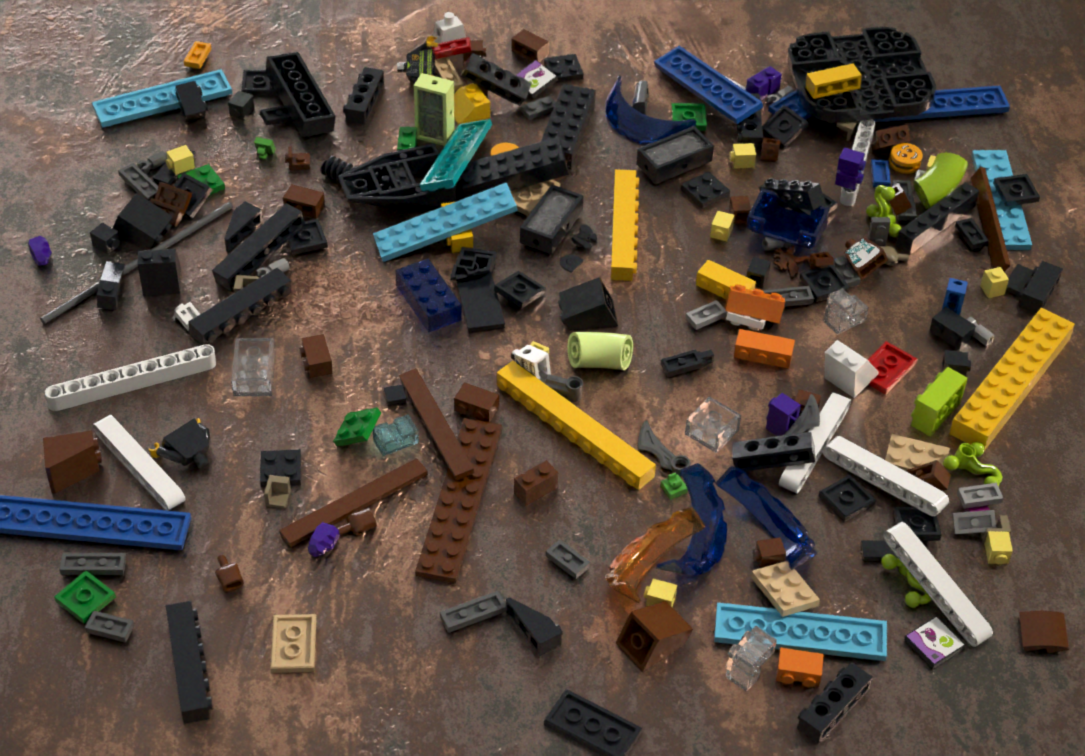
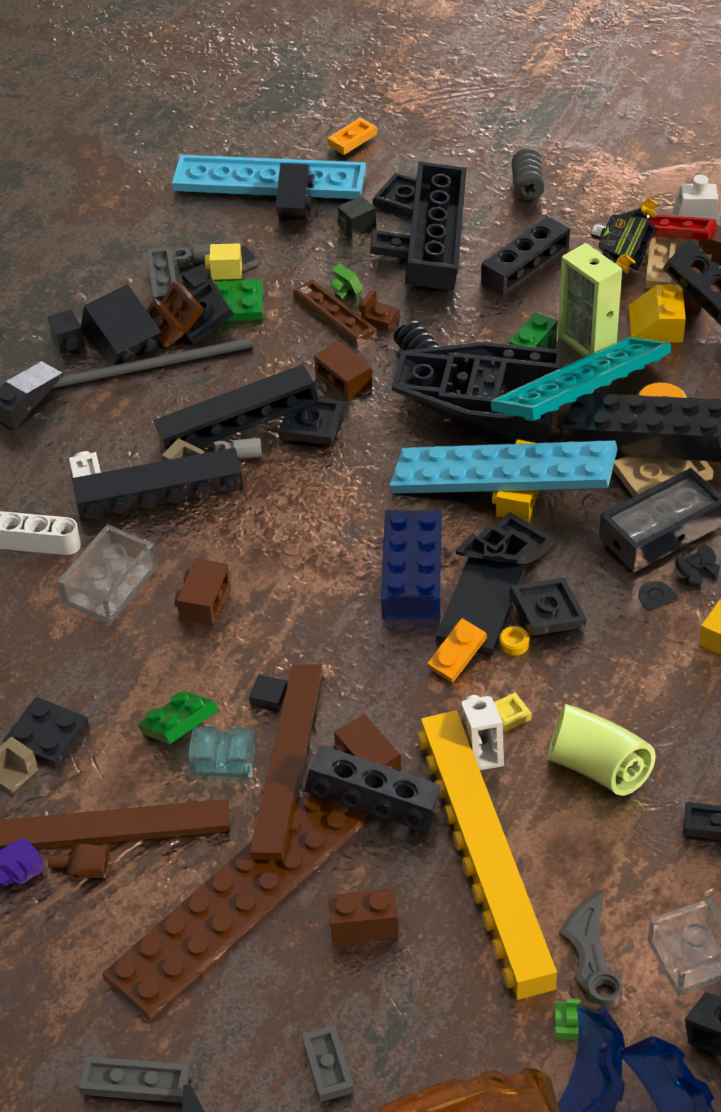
camera: 35 degrees right, 0 degrees up
(159, 272) = (88, 398): black slope -> none
(242, 223) = (240, 370): black slope -> none
(269, 169) = (335, 312): none -> reddish brown tile
(331, 45) = (527, 174): none -> dark grey piece
(486, 331) = (457, 650): none -> light orange plate
(497, 417) = (372, 788): none -> black brick
(512, 315) = (514, 640): none -> yellow tile
(570, 387) = (511, 783): dark grey piece -> none
(587, 306) = (629, 673): black slope -> none

